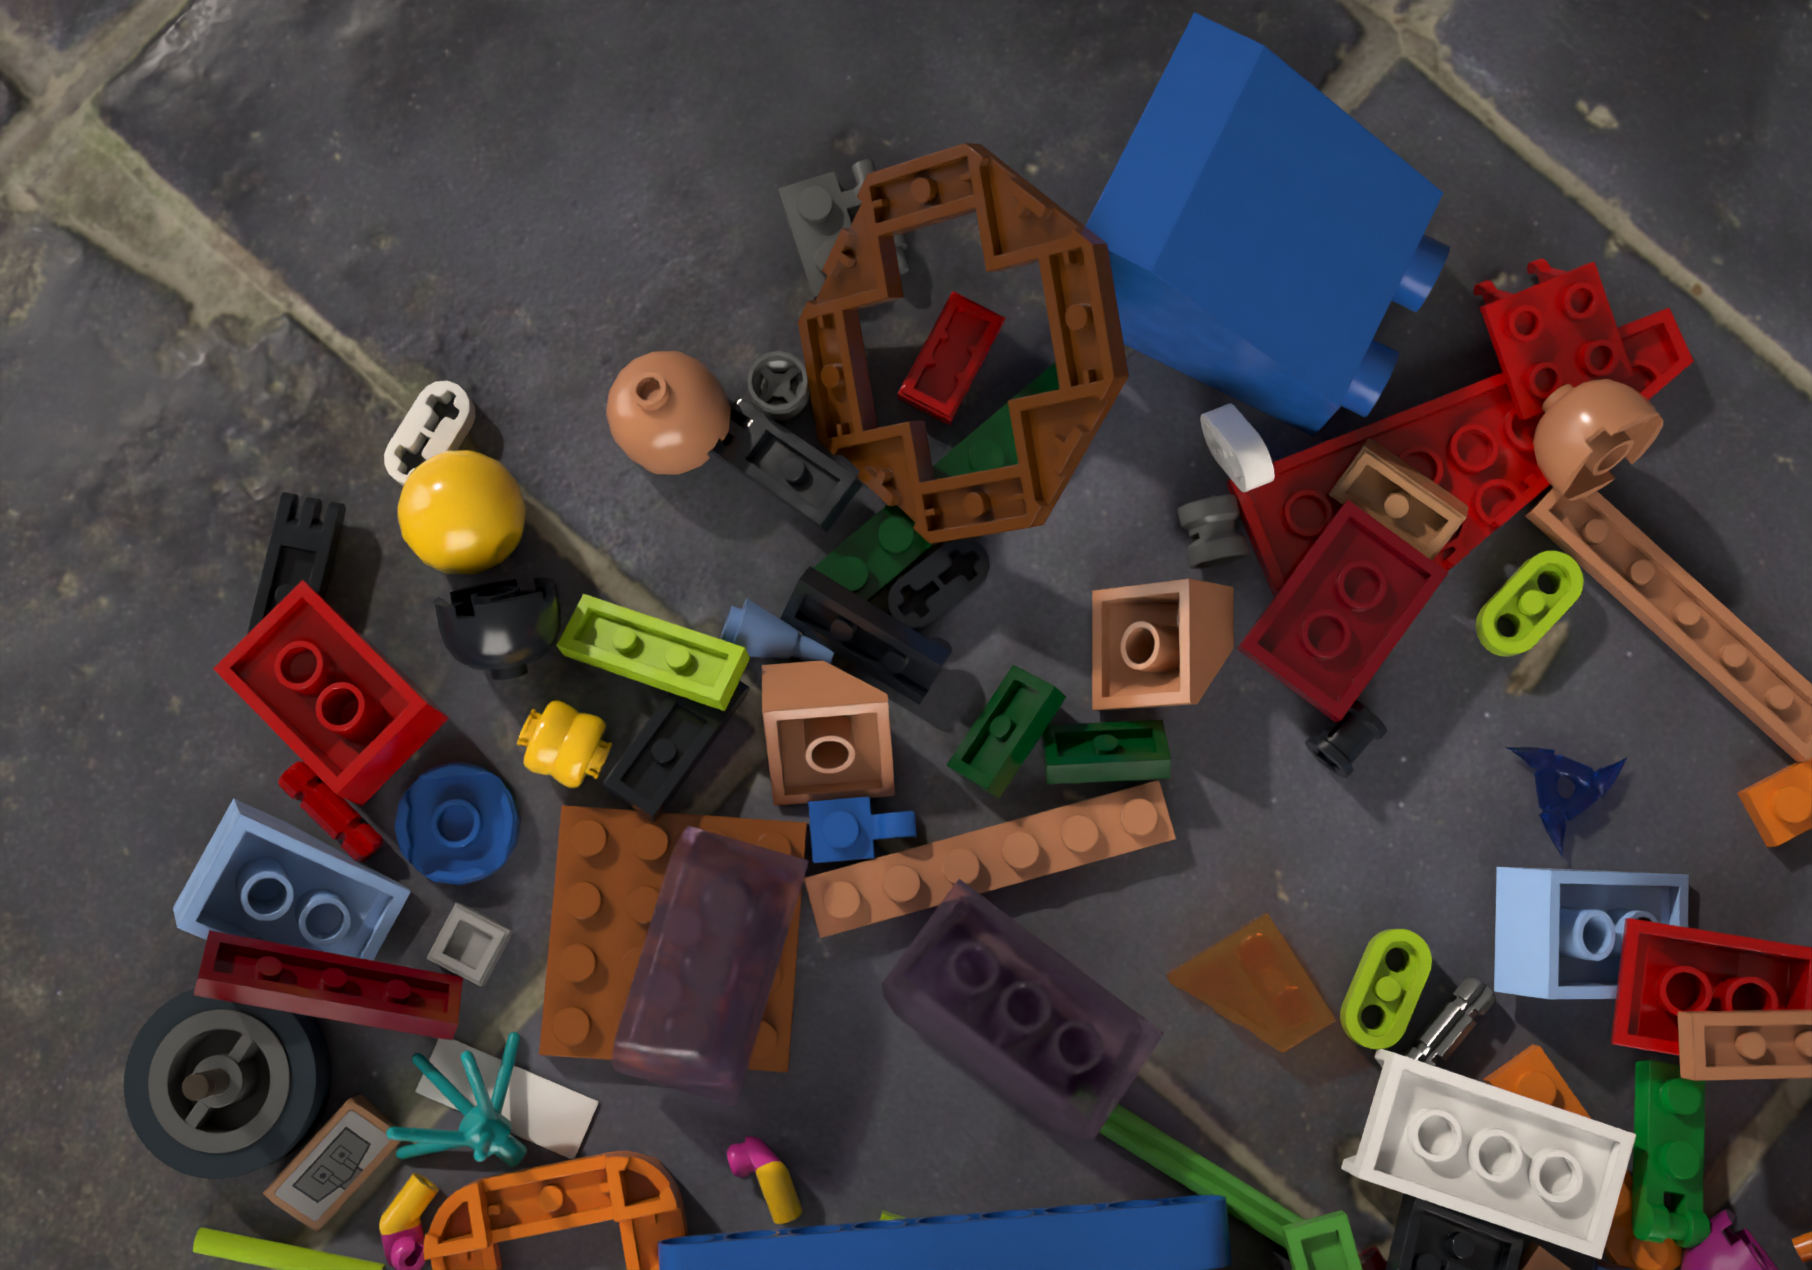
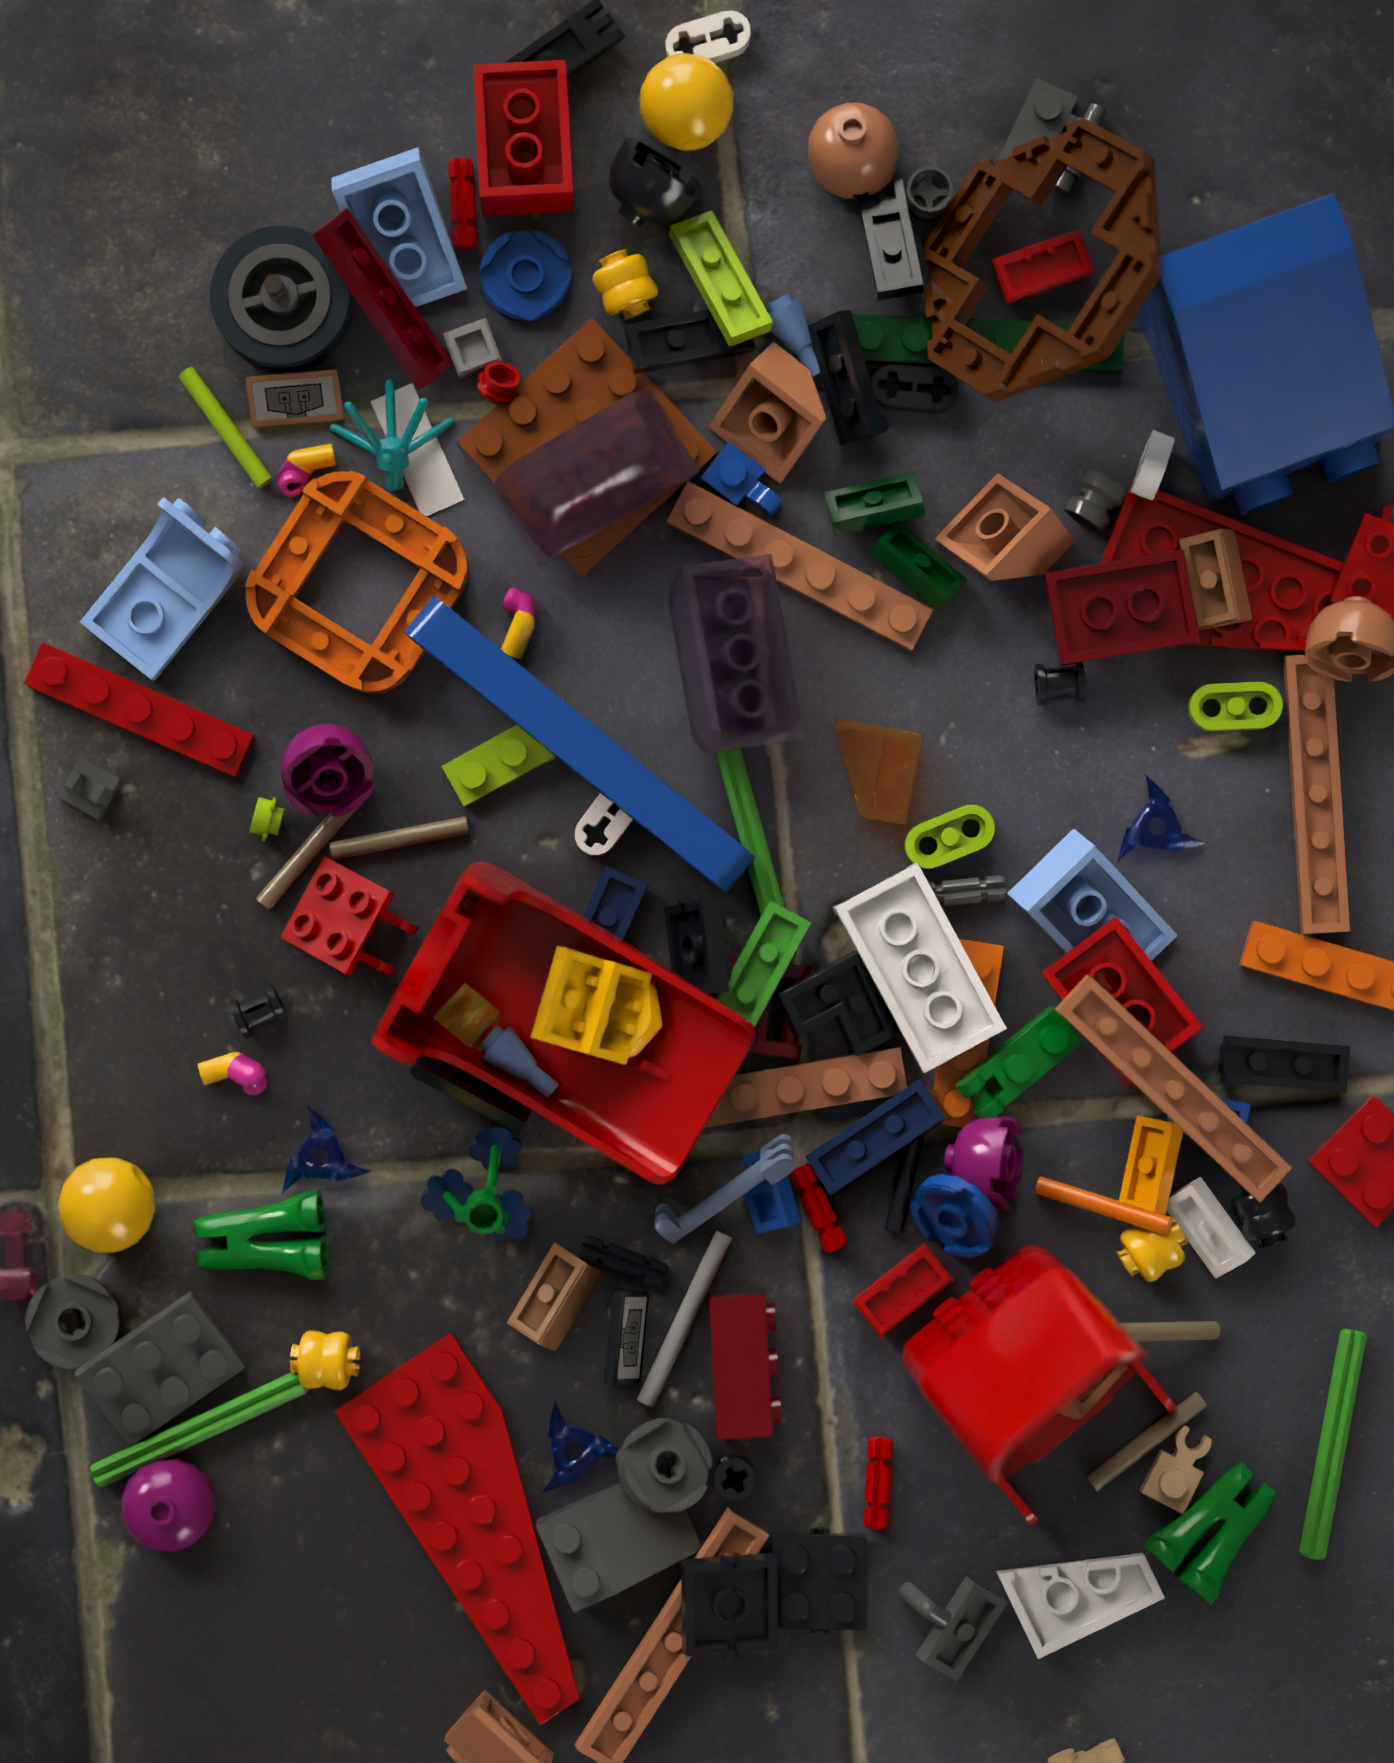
camera: 50 degrees right, 5 degrees up
(527, 956) = (499, 382): none -> red plate

